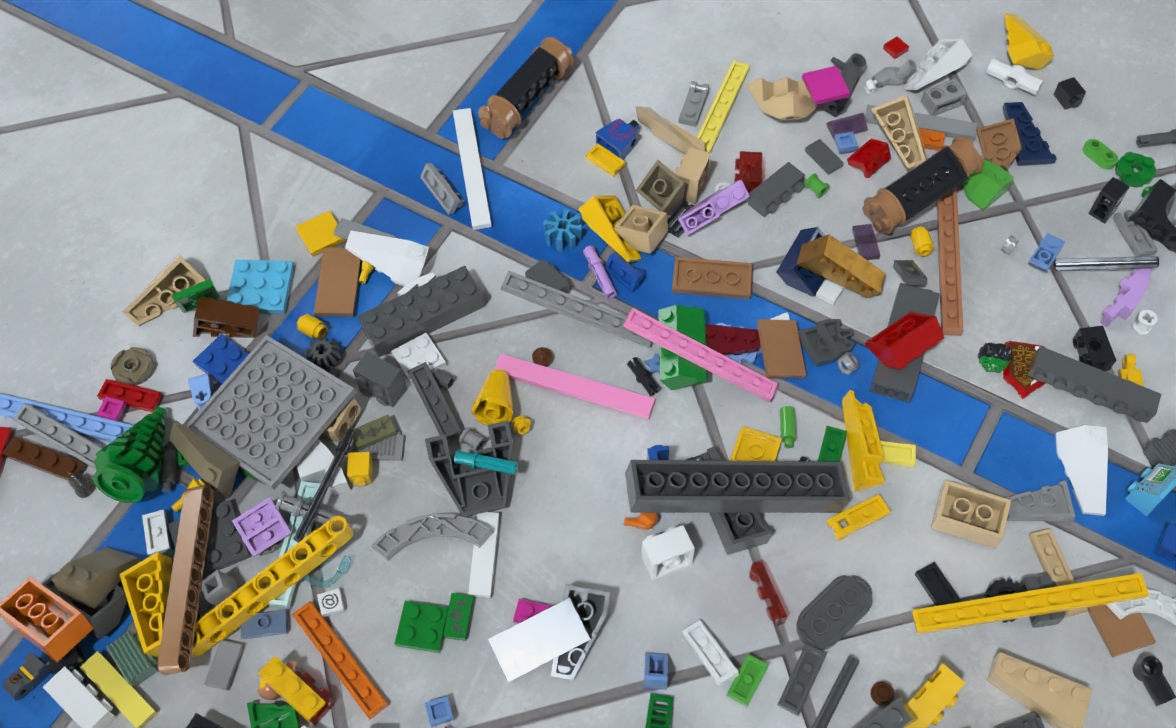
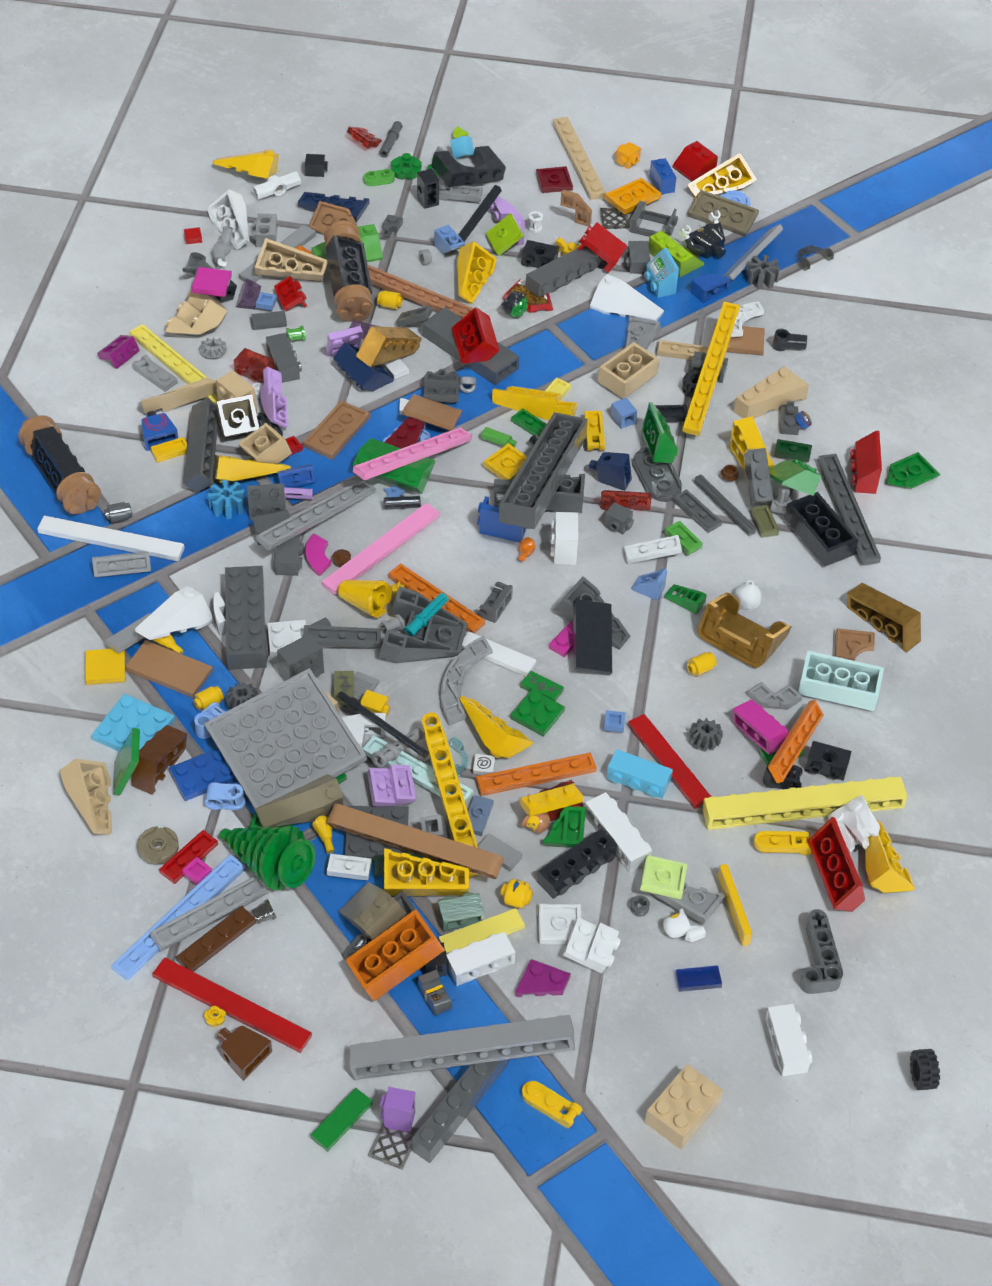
camera: 70 degrees left, 10 degrees down
(168, 704) = (517, 893): none -> yellow head
(290, 338) = (209, 713): none -> light blue piece
(372, 599) = (494, 732): none -> yellow wedge
(502, 157) = (118, 512): none -> dark grey brick
(516, 312) = (288, 557): none -> dark grey brick
(531, 465) = (416, 583): none -> orange tile
(536, 333) = (316, 554): none -> dark pink tile
(550, 523) = (496, 602): none -> dark grey hinge
(571, 262) = (265, 499): none -> dark grey hinge
(613, 178) = (201, 445): none -> dark grey brick
(666, 250) = (294, 445): none -> red tile
(703, 65) = (119, 350): none -> magenta bracket
(736, 597) = (618, 518): none -> dark grey brick
(754, 136) = (218, 351): none -> light grey gear
(802, 561) = (613, 469): none -> dark blue torso
(825, 224) = (336, 339): none -> lavender plate
(882, 590) = (658, 436): none -> green slope
(903, 536) = (623, 413): none -> medium blue brick
(1023, 296) = (474, 268): none -> yellow wedge
(1036, 194) = (391, 224): none -> dark grey plate
(1098, 301) = (505, 234): none -> lime plate
(1149, 114) = (367, 139): none -> clear red plate
(1151, 404) = (603, 244): none -> red panel

